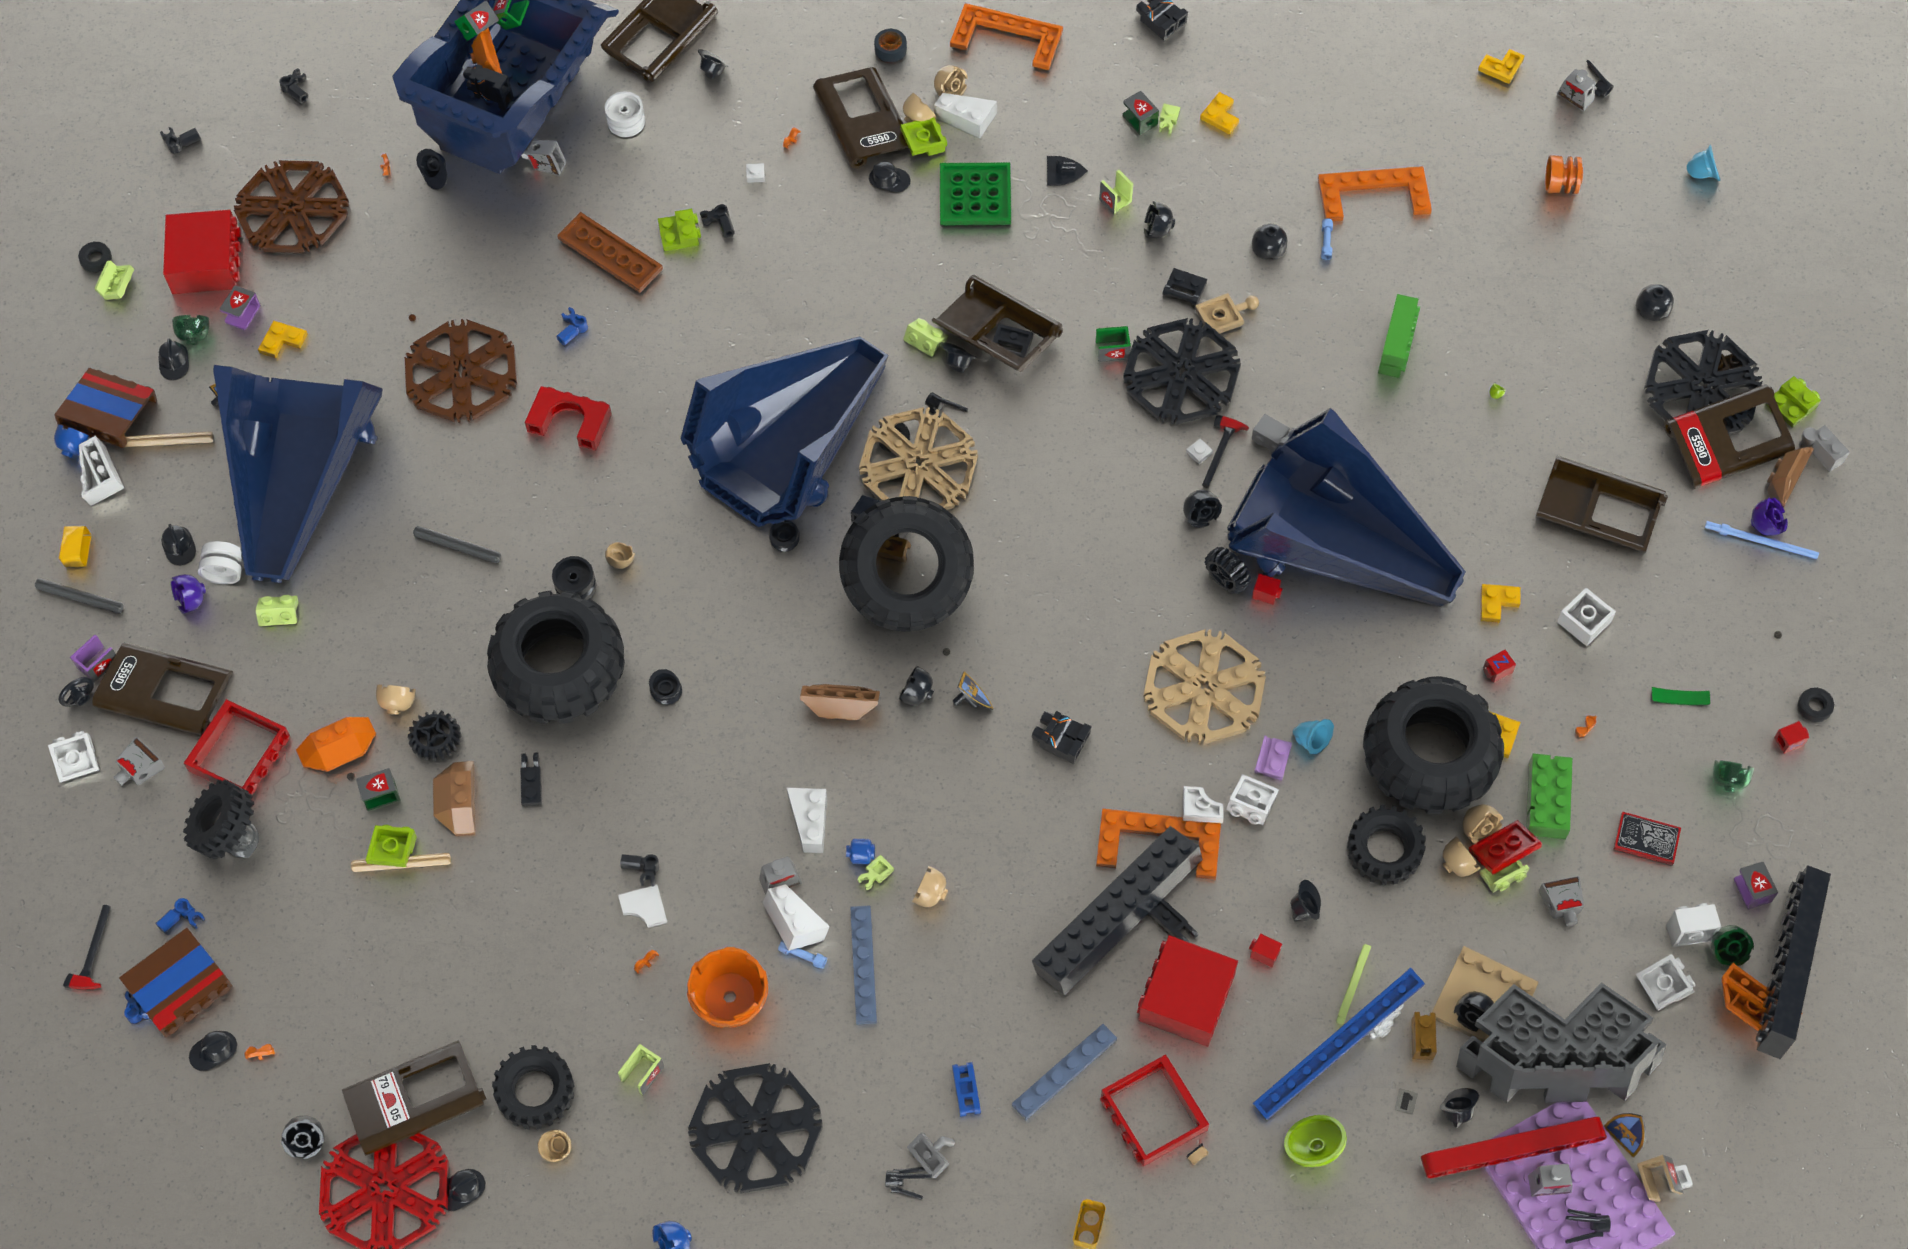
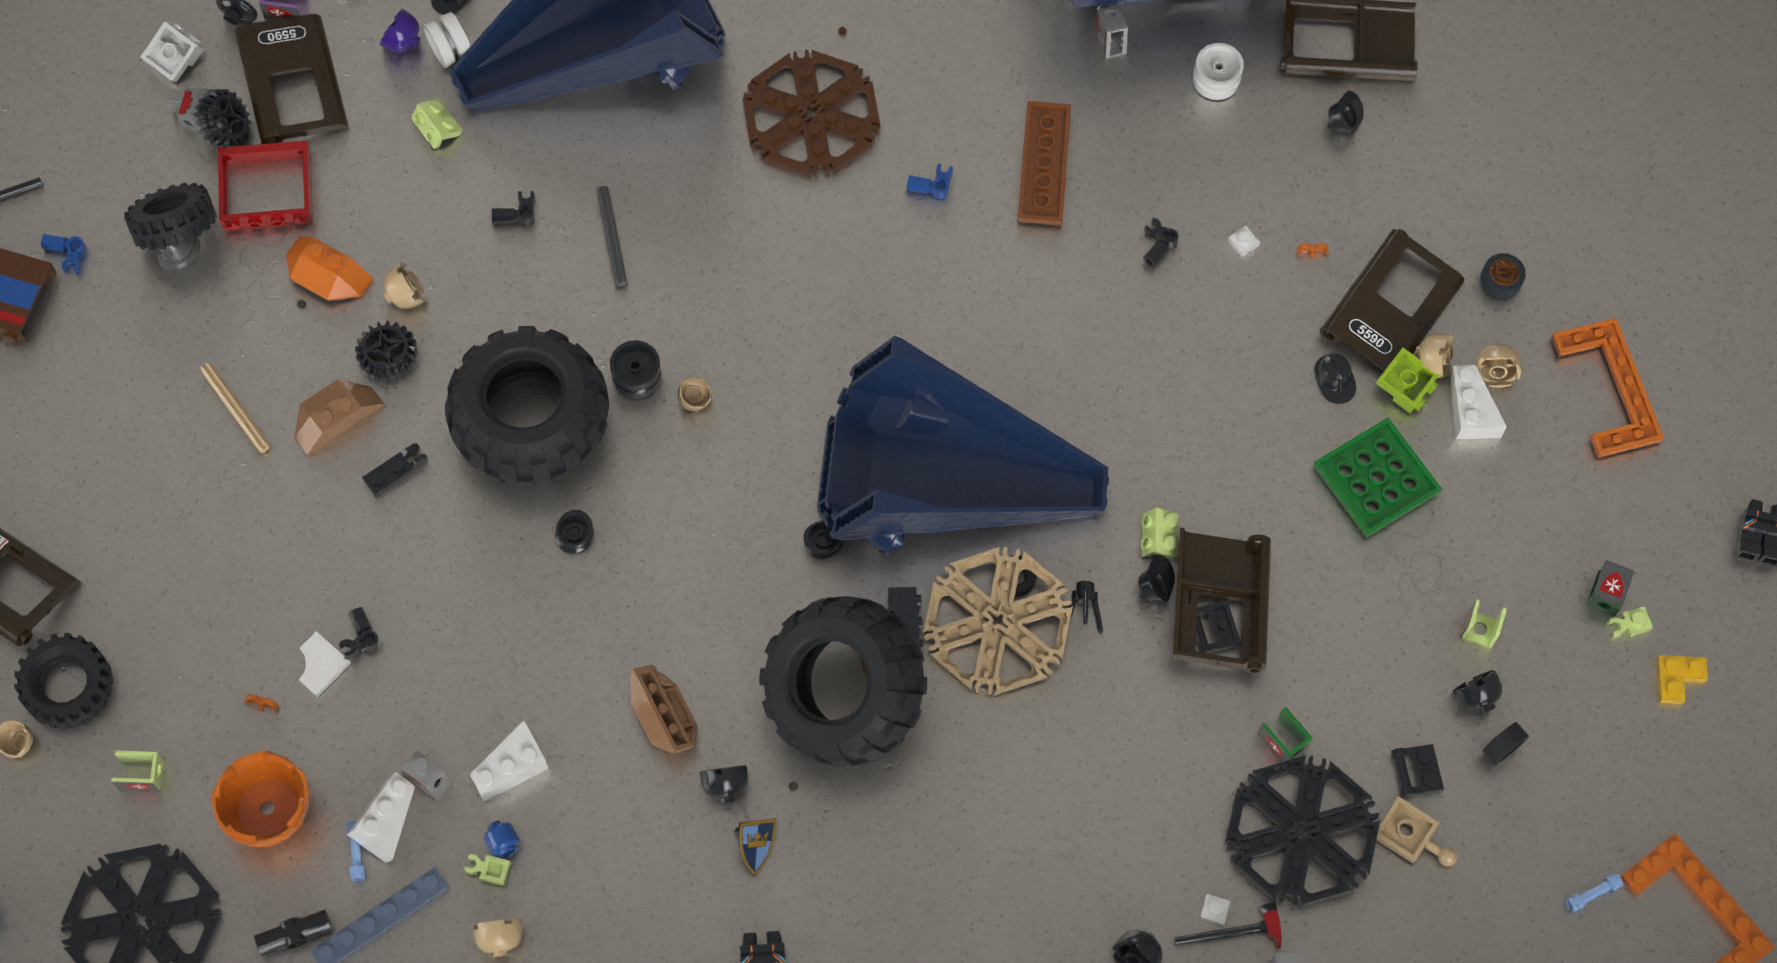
camera: 55 degrees right, 5 degrees up
(162, 746) = (226, 116): none -> black gear
(378, 789) = (296, 337): piece -> none
(391, 845) = (242, 387): lime plate -> none
(396, 592) = (523, 215): none -> black bar
(551, 402) = (825, 218): red arch -> none
(679, 230) = (1118, 212): lime plate -> none
(835, 1026) = (293, 933): none -> black piece
(1063, 170) = (1477, 551): black shield -> none
(1202, 226) = (1505, 743): none -> black tyre
(1269, 241) = (1543, 830): black cylinder -> none

